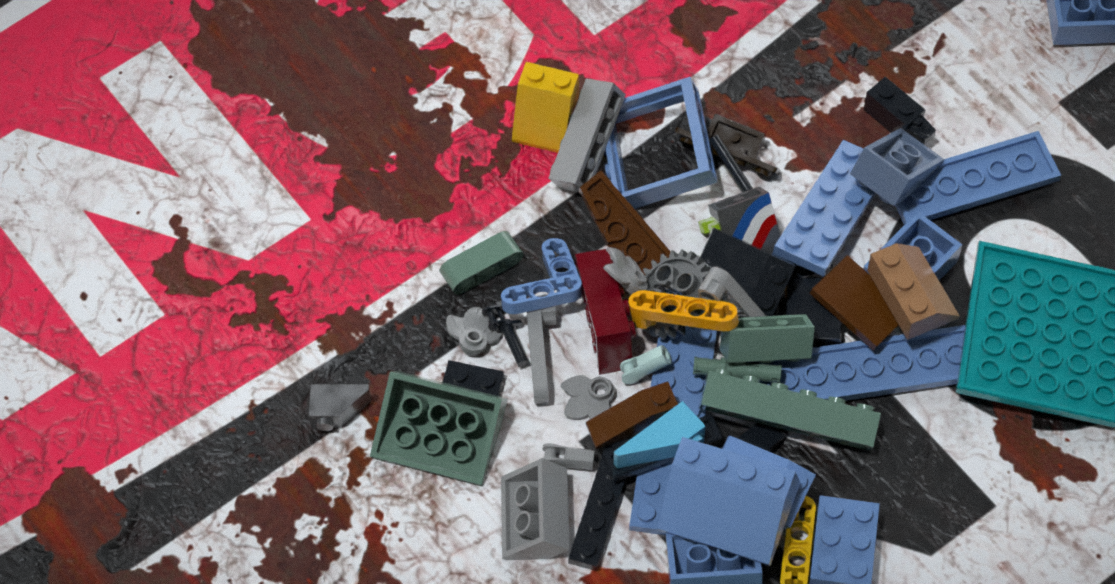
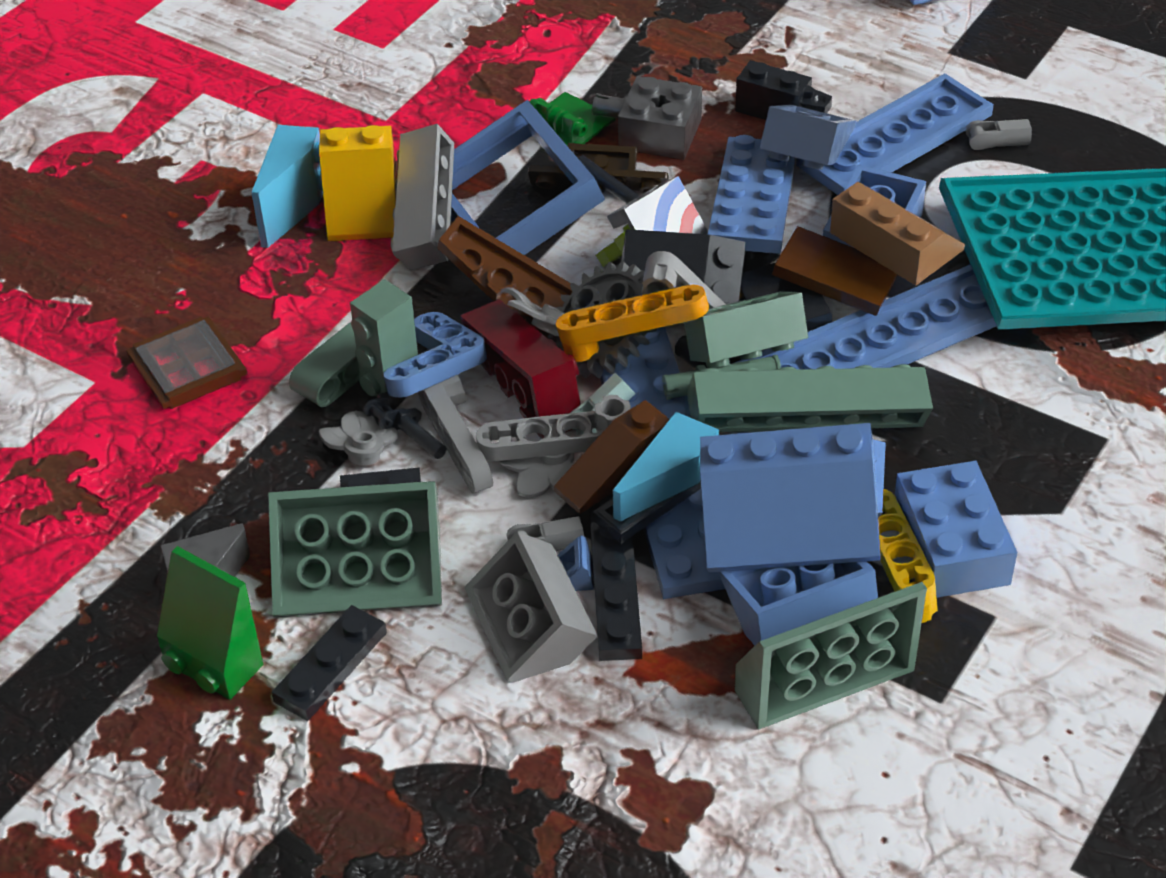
camera: 20 degrees left, 15 degrees down
(319, 464) = (207, 626): none -> green slope
(377, 224) = (186, 362): none -> piece
(394, 505) = (329, 662): none -> black plate
(493, 88) = (287, 182): none -> medium azure slope
(509, 262) = (382, 333): none -> sand green brick
(579, 486) = (578, 564): none -> medium blue slope
(603, 375) = (552, 428): none -> light grey beam
(728, 82) = (571, 118): none -> green hinge
(794, 103) = (655, 116): none -> flat silver brick
(1058, 203) = (998, 134): none -> light grey bar

